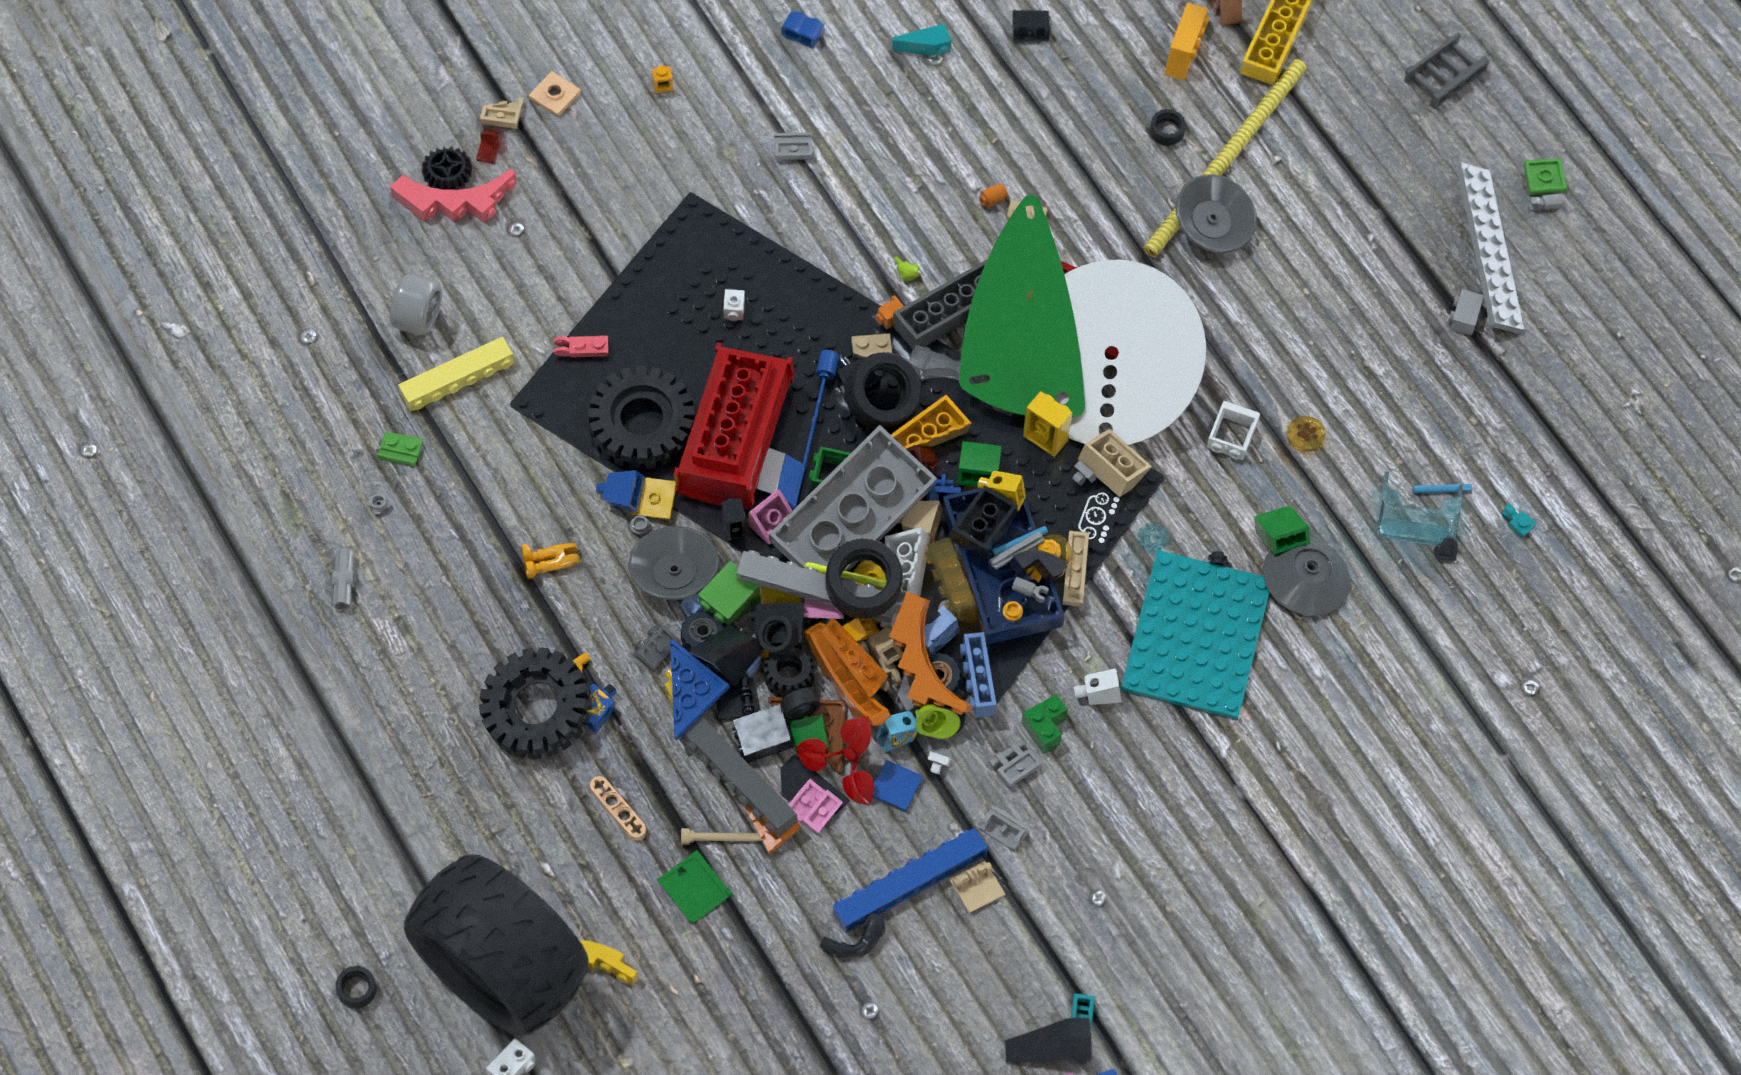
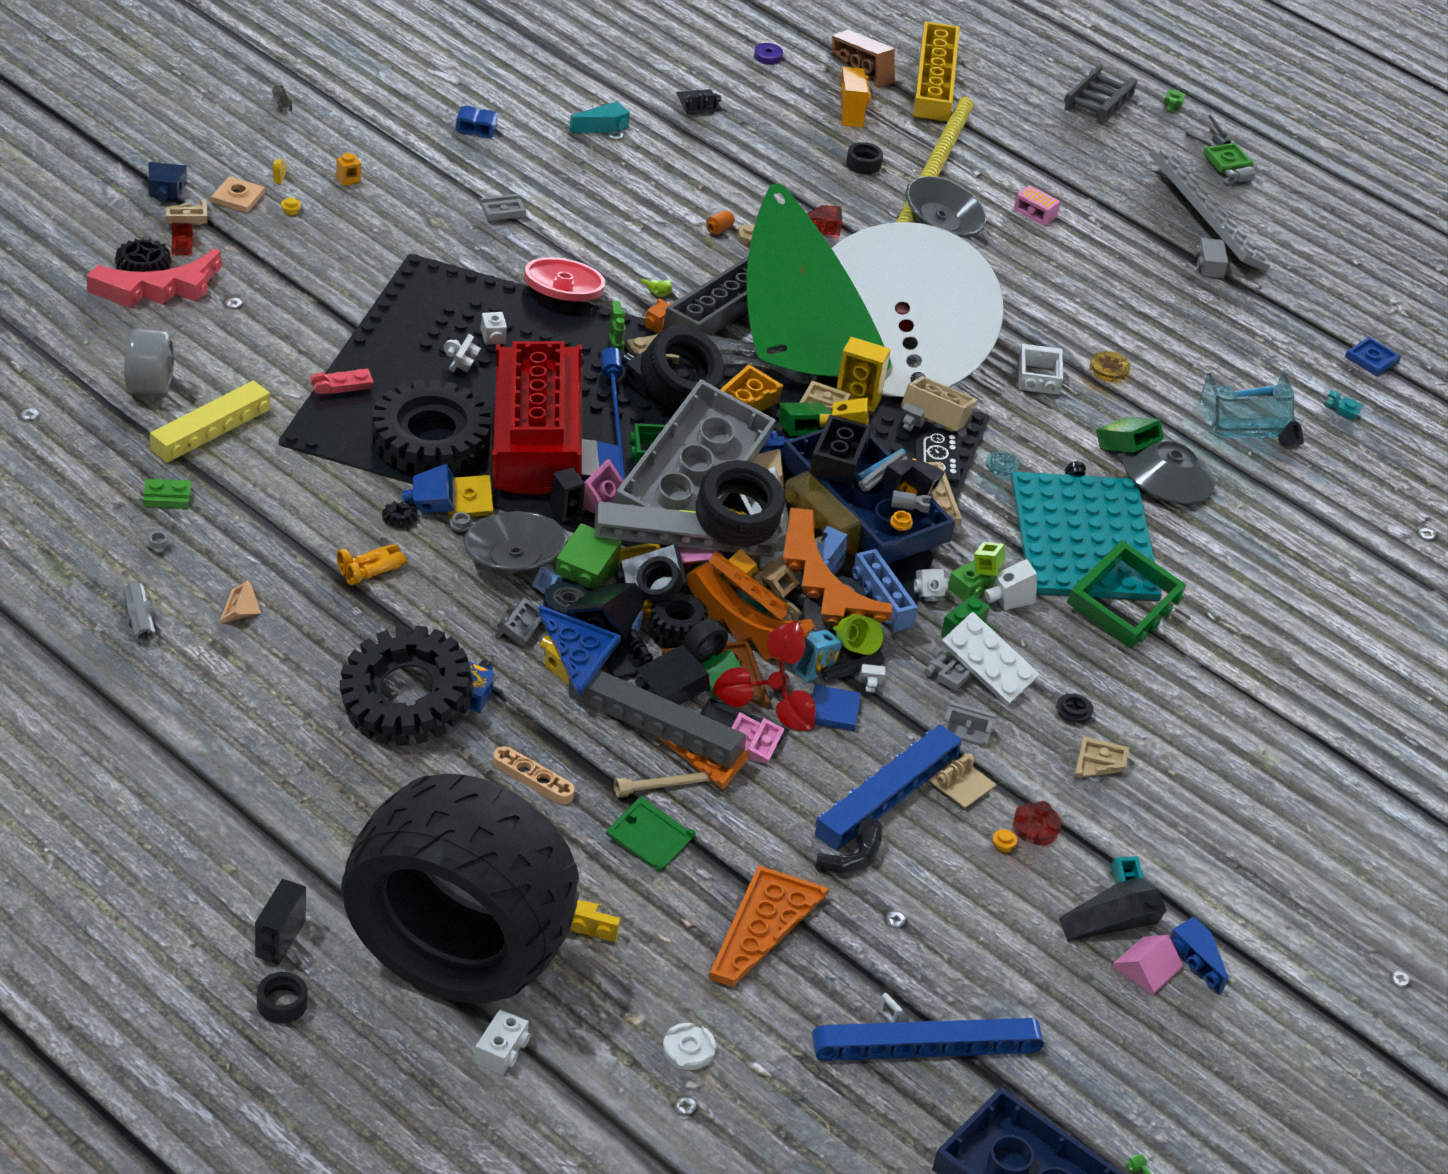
camera: 20 degrees left, 20 degrees down
(370, 920) = (280, 921): none -> black brick
(429, 583) = (240, 604): none -> light nougat slope
(492, 70) = (166, 180): none -> dark blue torso
(584, 512) = (396, 520): none -> black gear
(598, 116) = (290, 206): none -> yellow plate
(599, 70) = (279, 170): none -> yellow tile
(702, 326) = (463, 354): none -> white hips
(762, 986) = (765, 916): none -> orange wing
(818, 252) = (564, 279): none -> coral dish
(843, 326) = (617, 327): none -> bright green plate
(927, 745) = (852, 666): none -> black axle
(989, 952) = (1004, 840): none -> light orange plate
(1010, 438) = (822, 393): none -> tan wing
(1027, 670) = (930, 584): none -> white brick
(1027, 929) = (1041, 813): none -> clear red plate
(1046, 765) = (990, 658): none -> white plate
(1070, 670) = (966, 582): none -> bright green brick
(1083, 660) = (989, 558): none -> lime brick
(1094, 207) = (827, 219): none -> clear red slope
(1102, 819) = (1083, 707): none -> black gear
(1106, 885) = (1100, 758): none -> tan wing
(1183, 688) = (1110, 621): none -> green window
(1316, 216) = (1037, 205): none -> bright pink brick
(1524, 84) = (1174, 99): none -> bright green plate
(1546, 150) = (1218, 138): none -> dark grey plant
(1577, 461) = (1372, 356): none -> blue tile

